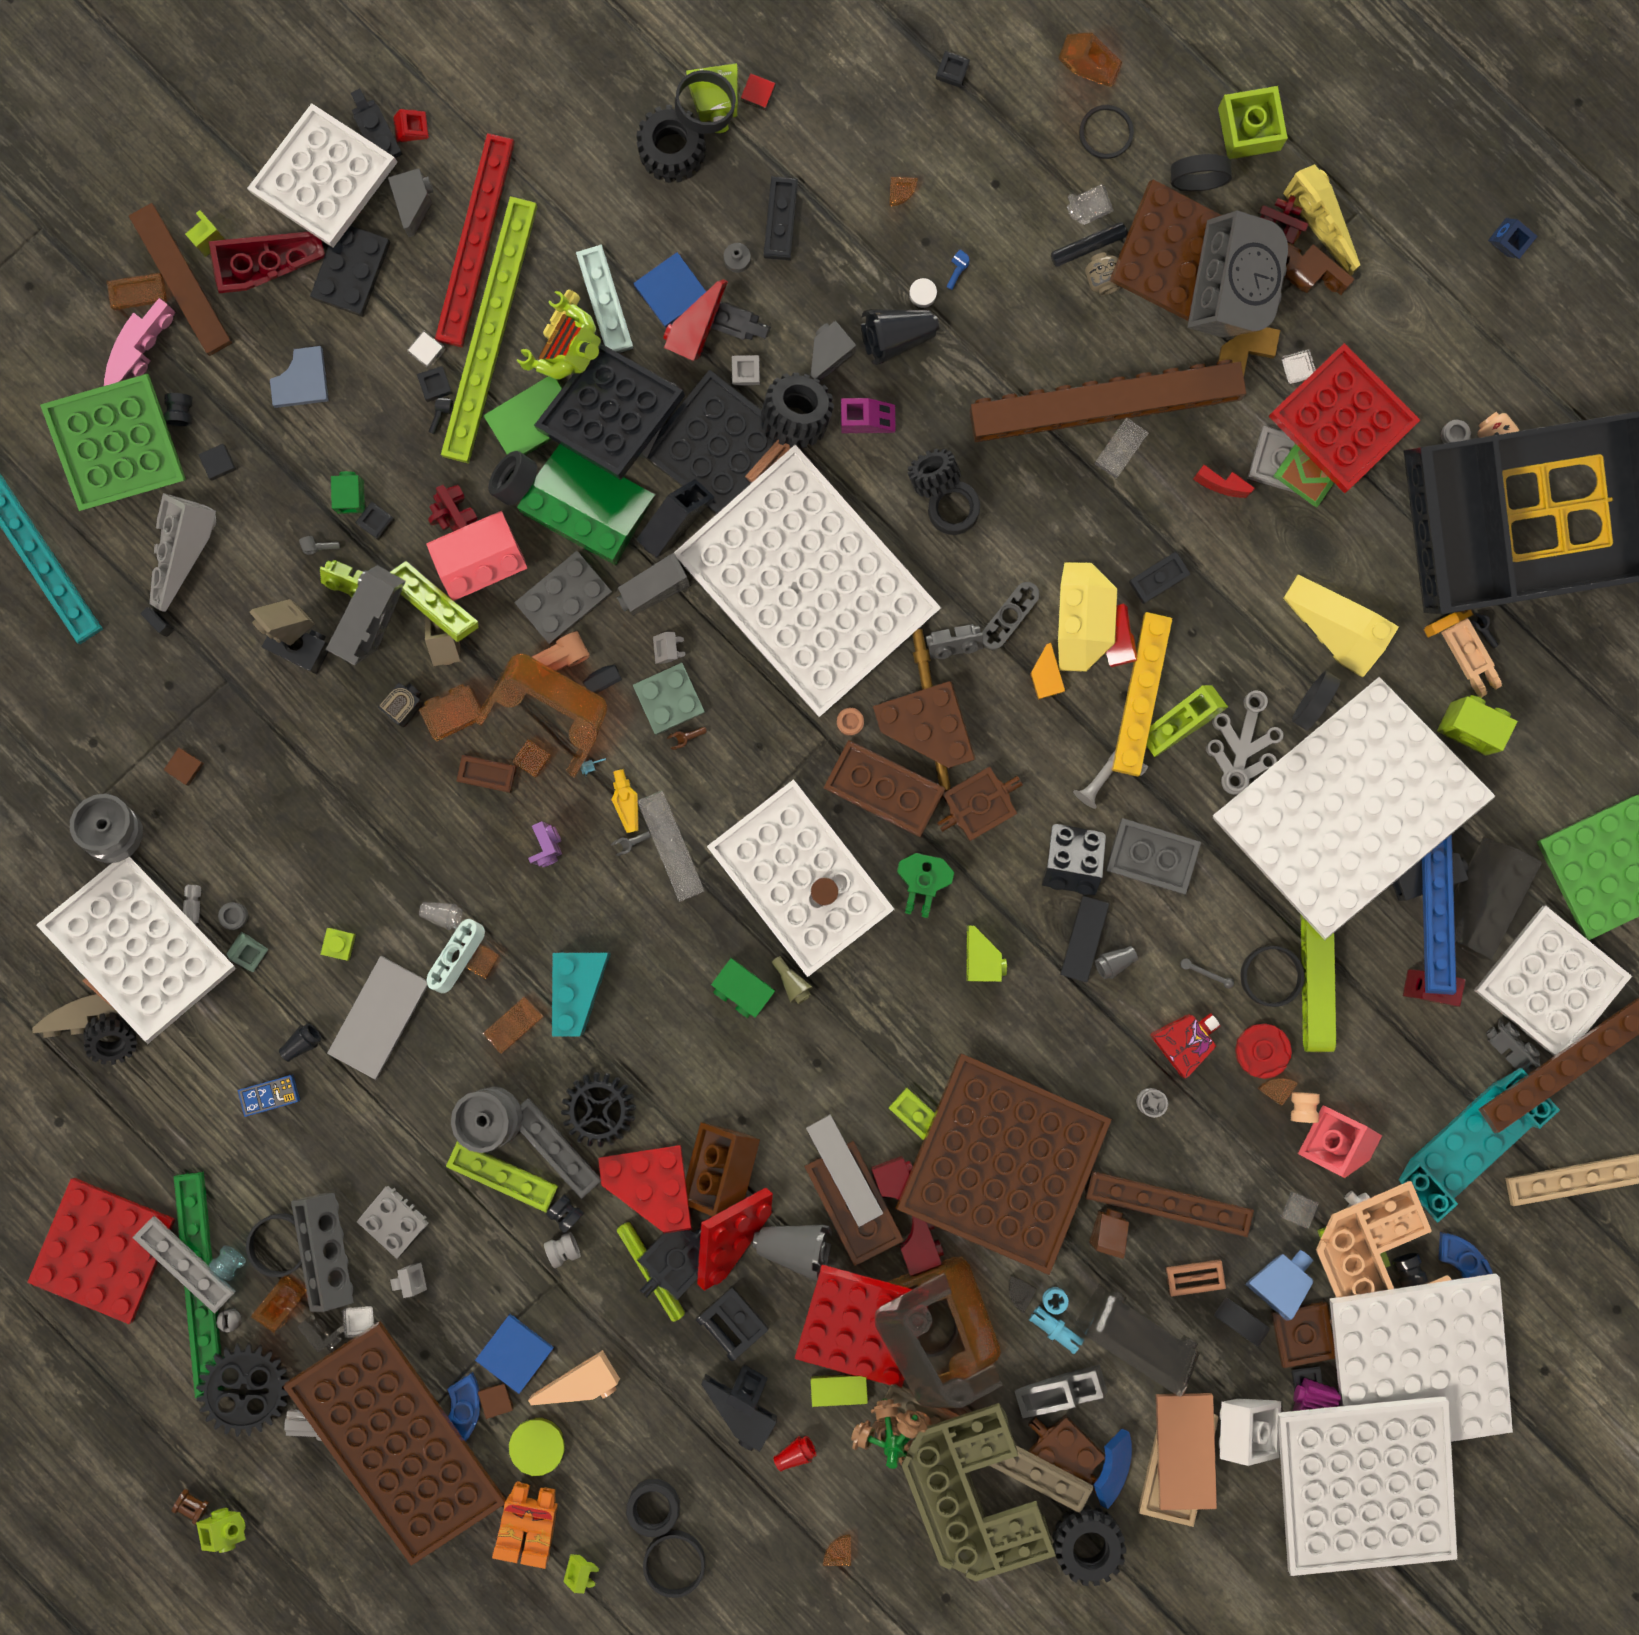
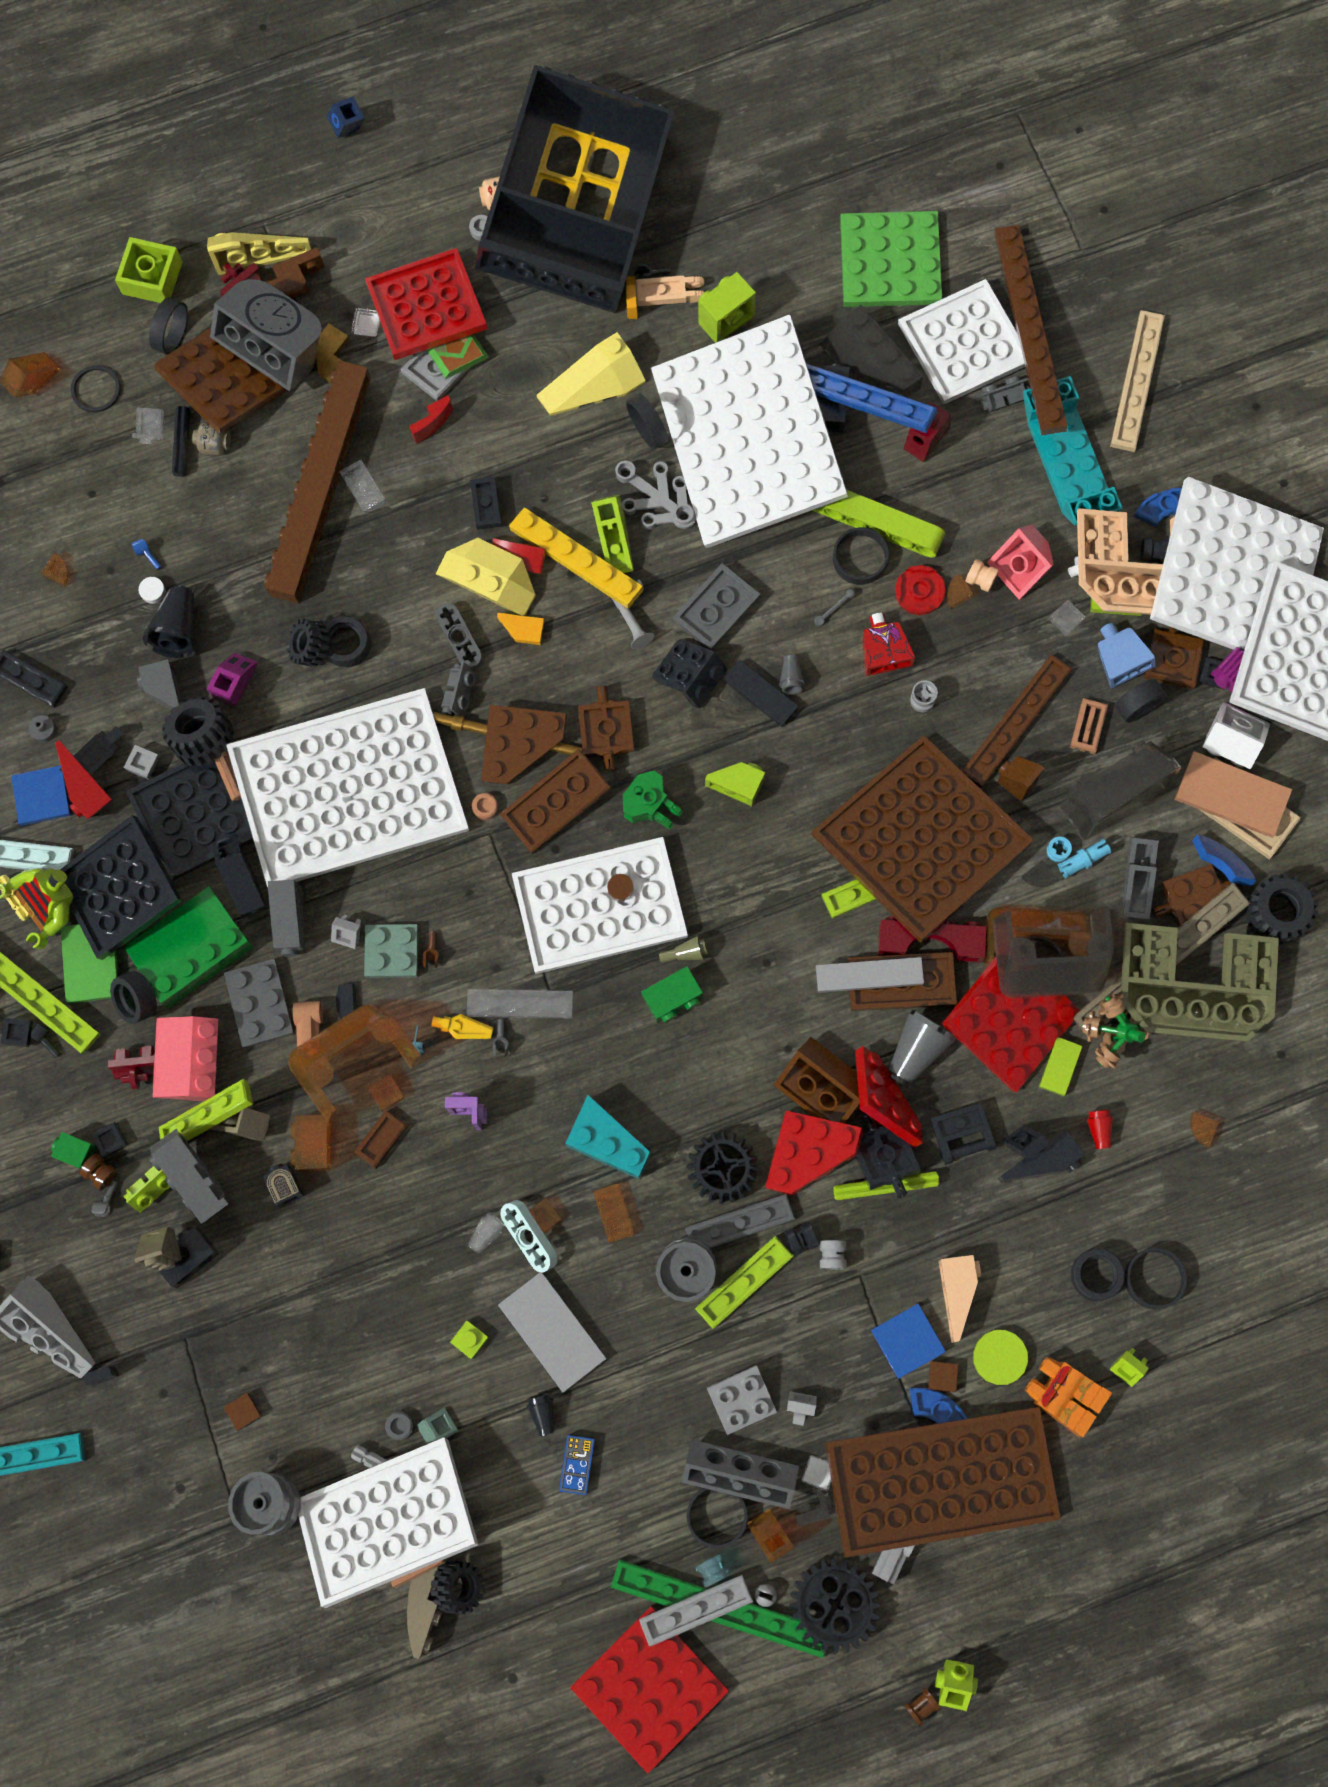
camera: 60 degrees left, 10 degrees down
(340, 529) = (98, 1172): none -> reddish brown wheel

